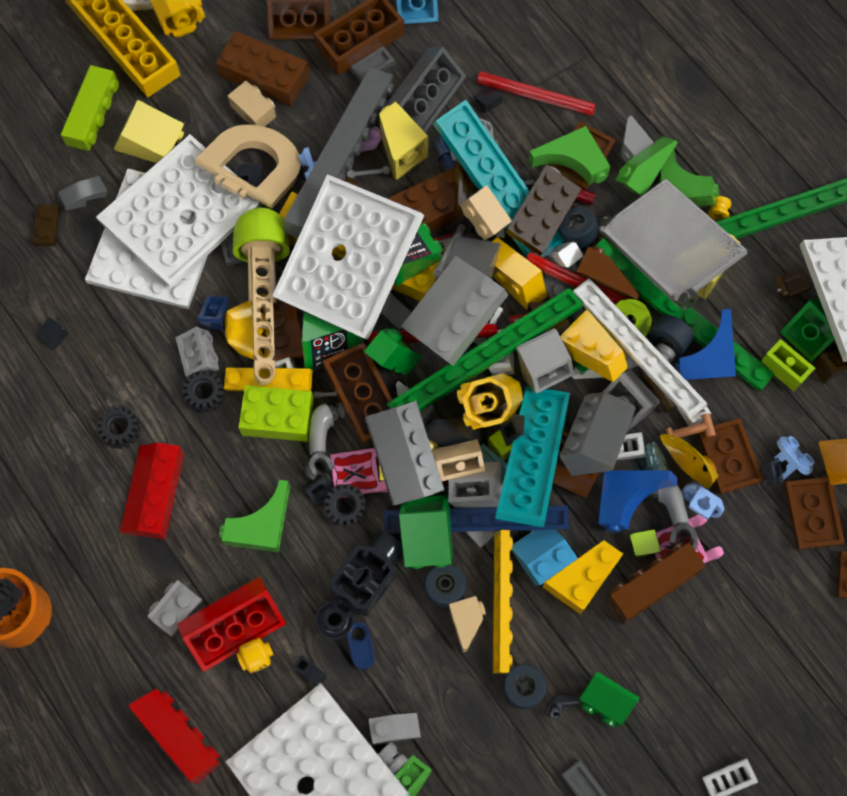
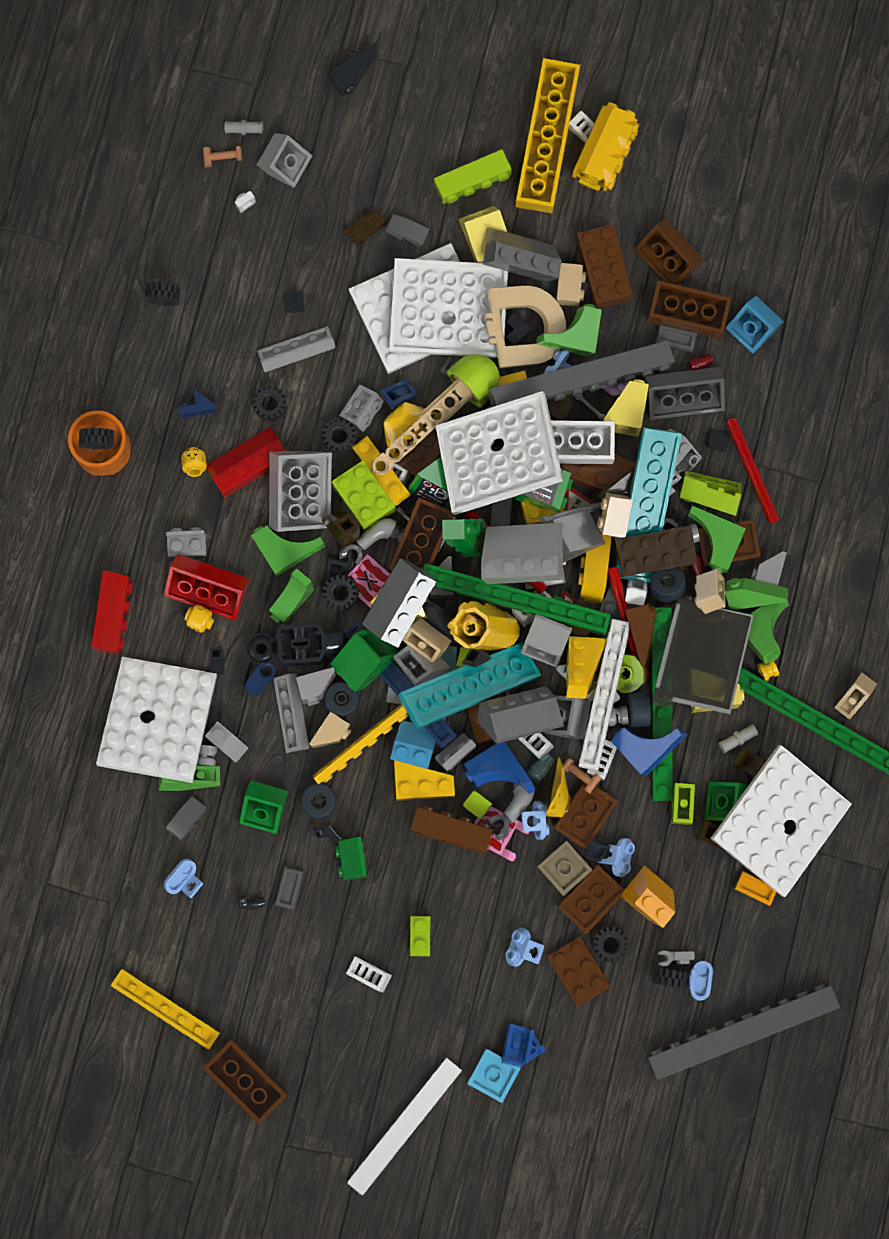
camera: 50 degrees right, 10 degrees up
(65, 489) = (202, 407): none -> dark blue slope
(93, 366) = (296, 349): none -> light grey slope
(107, 537) = (193, 461): none -> yellow head
(193, 118) = (521, 255): none -> dark grey slope
(220, 462) = (299, 490): none -> light grey slope
(288, 451) = (342, 527): none -> dark brown slope
(302, 130) = (581, 334): none -> bright green arch
(311, 550) = (292, 597): none -> bright green arch
(404, 179) = (584, 441): none -> white brick
(410, 61) = (701, 362): none -> dark red pin
(412, 598) = (314, 685): none -> light grey slope
(417, 644) = (291, 713): none -> light grey slope
(486, 745) = (263, 807): none -> green slope
(531, 130) = (711, 492): none -> lime wedge
(581, 523) = (455, 752): none -> light grey bracket
(616, 194) = (710, 591): none -> tan brick
(732, 697) = (420, 936): none -> lime brick
(761, 278) = (738, 738): none -> light grey pin
(766, 513) = (564, 868): none -> dark tan plate
(798, 159) = (856, 695): none -> tan slope
(813, 613) = (520, 948): none -> light blue bracket

